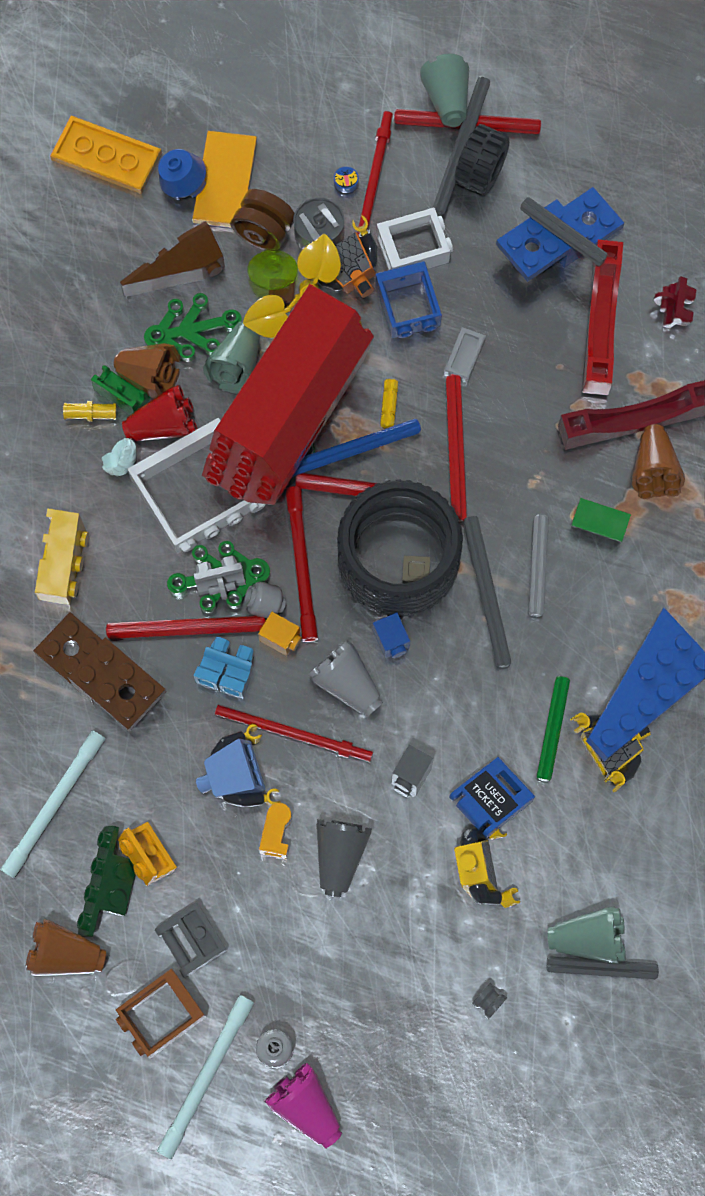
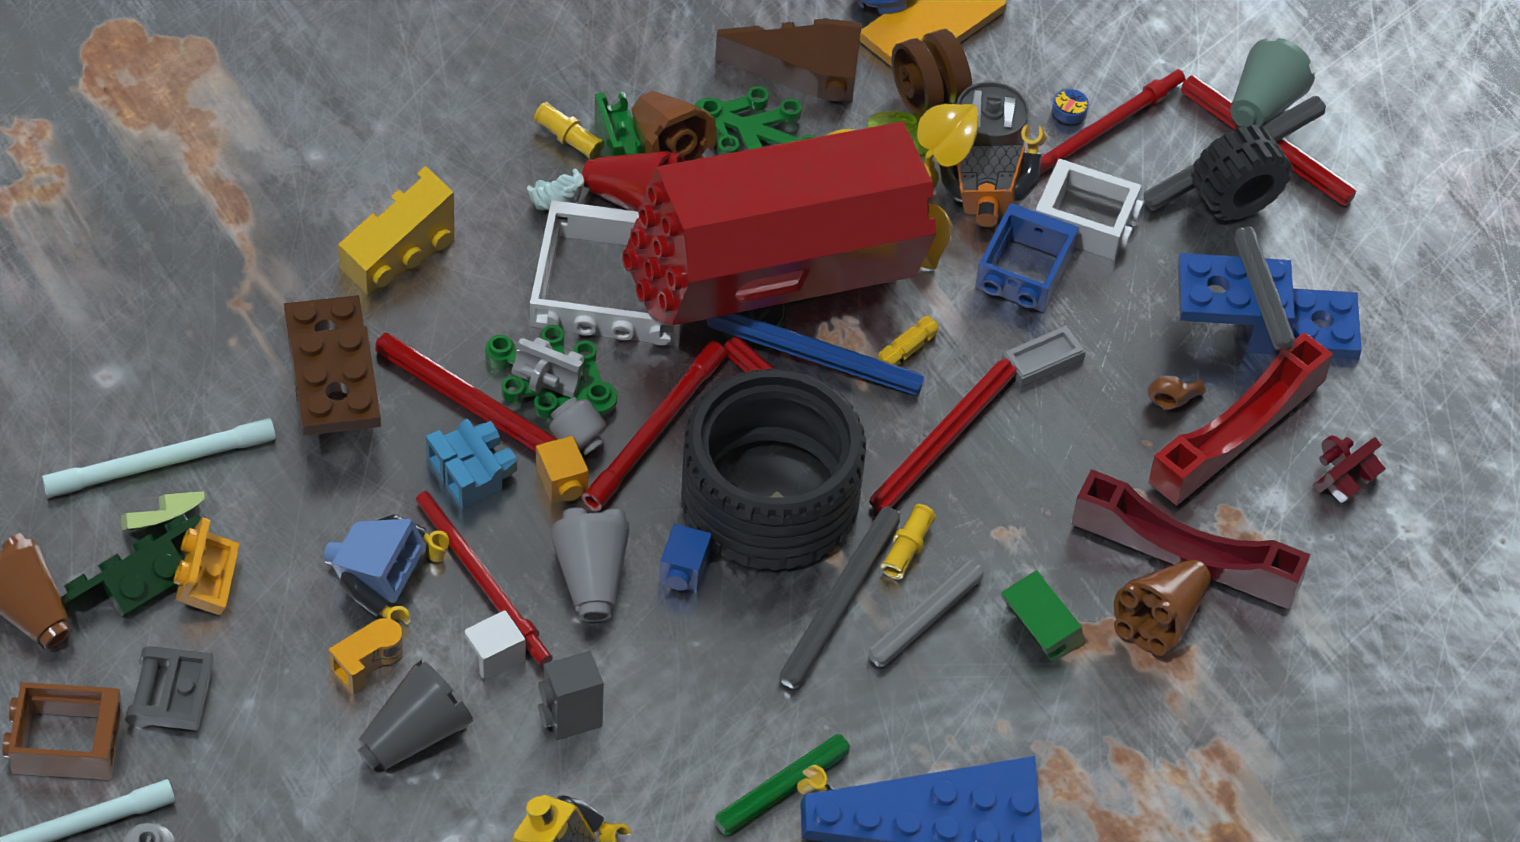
camera: 35 degrees right, 20 degrees down
(92, 830) = (170, 507): none -> yellowish green slope
(339, 770) = (497, 644): none -> white panel
(489, 799) = (632, 788): blue container -> none
(494, 529) = (908, 541): none -> yellow pin
(551, 326) = (1172, 392): none -> dark orange animal

